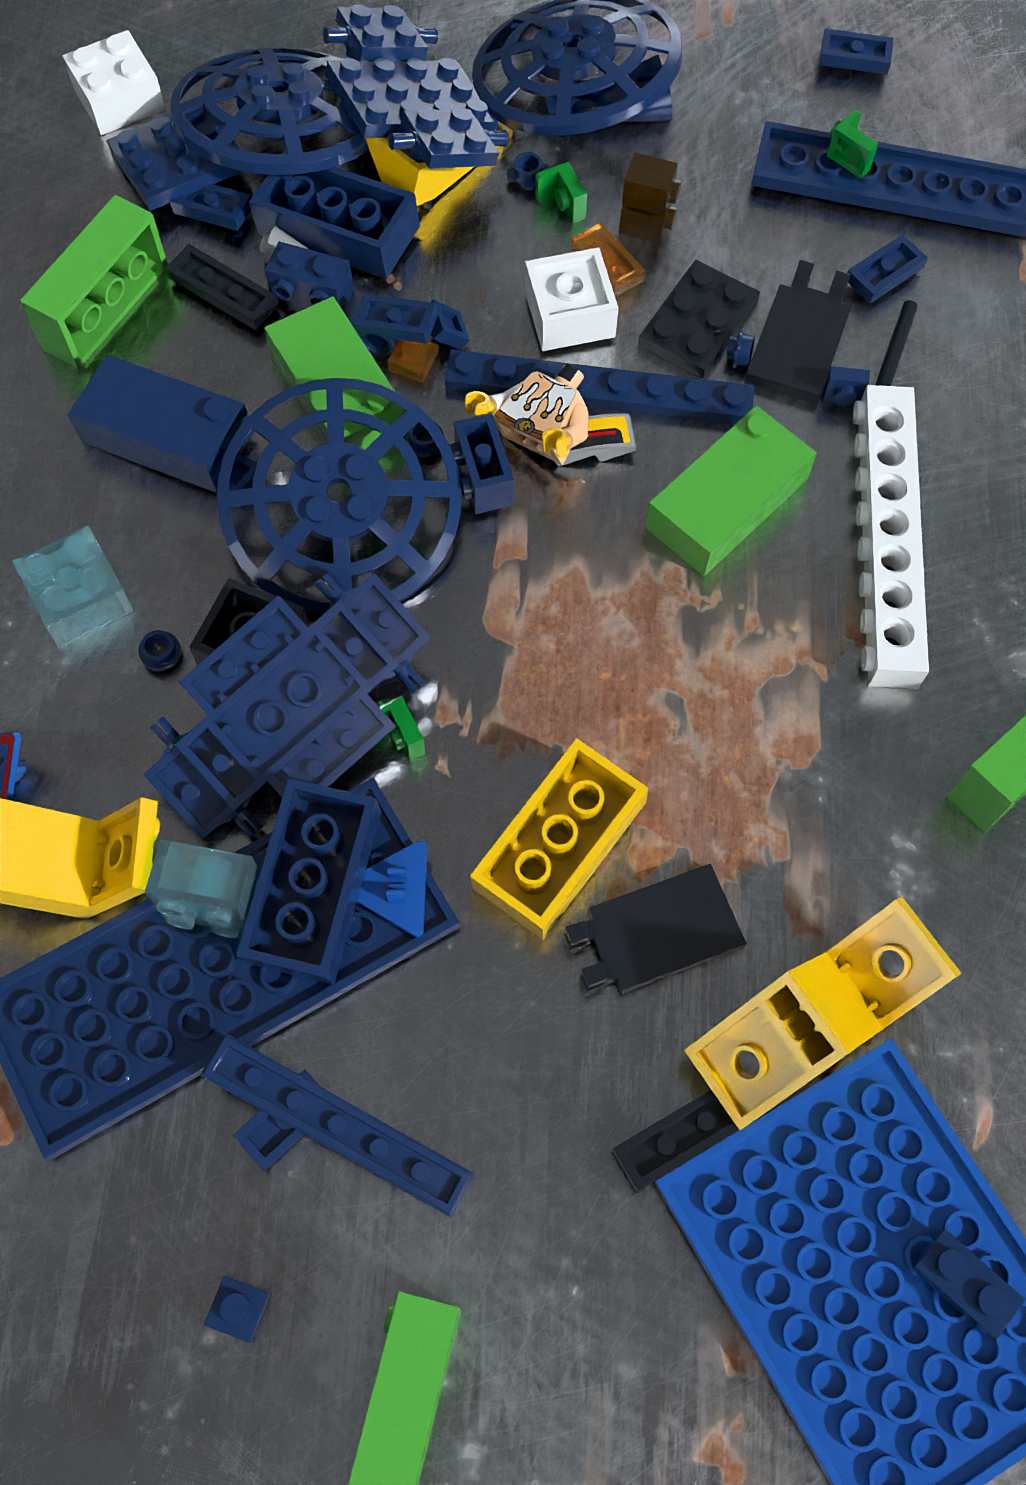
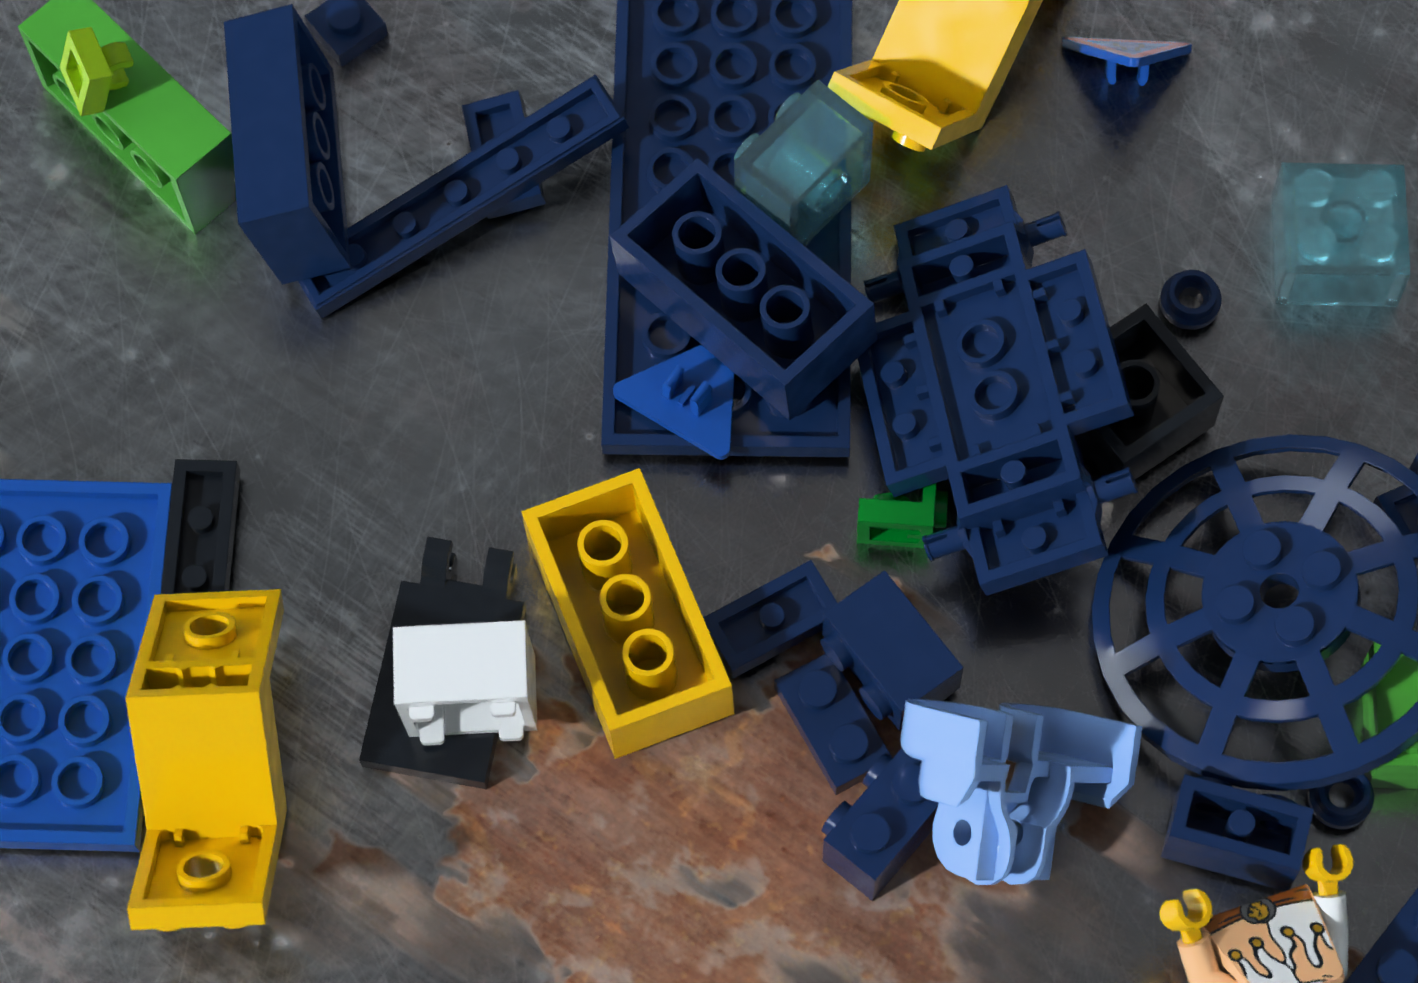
camera: 125 degrees right, 0 degrees up
(370, 1264) = (286, 145): none -> dark blue brick
(416, 1427) = (93, 69): none -> lime tile
(489, 683) = (888, 649): none -> dark blue brick
(505, 762) = (770, 619): none -> dark blue plate
(525, 574) = (1058, 759): none -> light blue piece
(545, 702) = (831, 722): none -> dark blue plate
(588, 633) = (882, 827): none -> dark blue brick
(674, 885) = (465, 680): none -> white container

